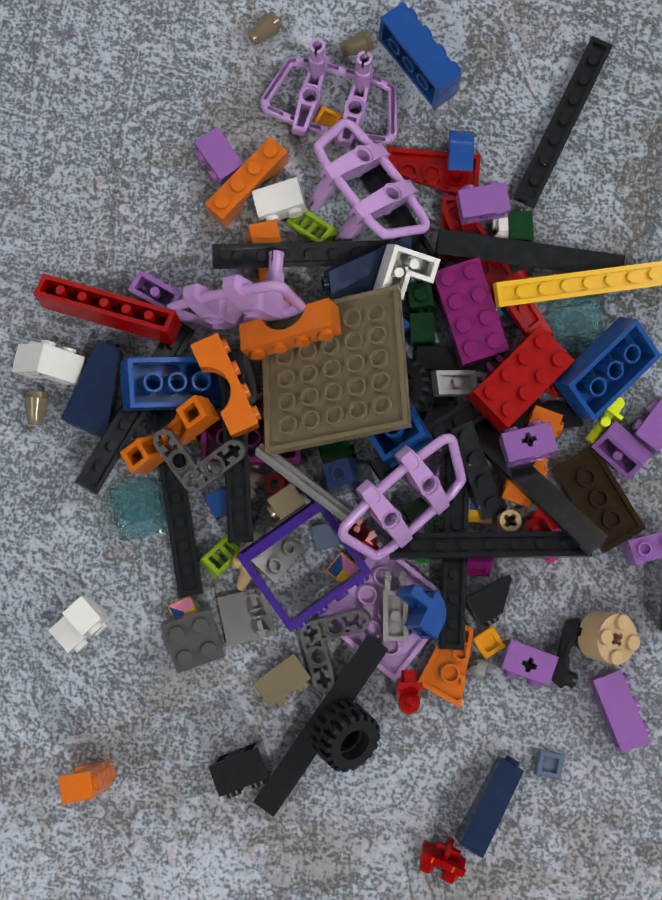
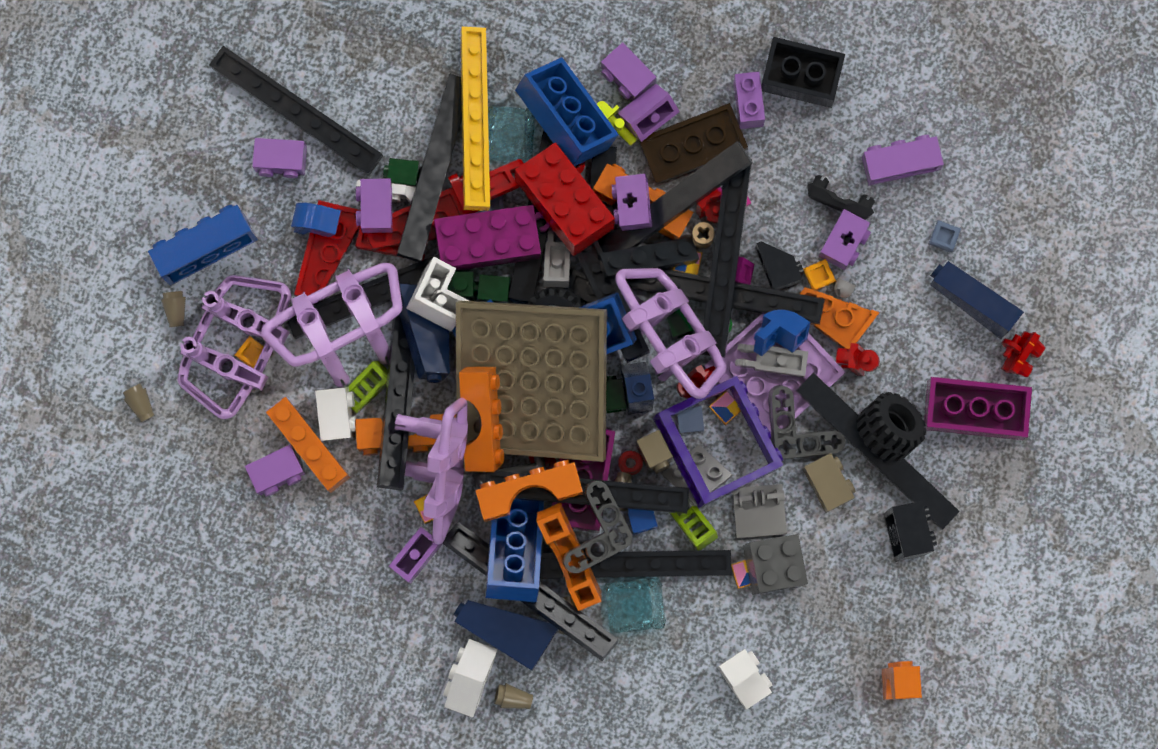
camera: 75 degrees left, 0 degrees up
(108, 309) = (424, 606): red brick -> none
(244, 578) = (717, 505): tan arm -> none
(304, 483) = (640, 426): light grey axle -> none
(378, 822) = (977, 408): none -> magenta brick
(515, 113) = (279, 157): none -> medium lavender brick
(608, 637) = (831, 158): tan brick -> none

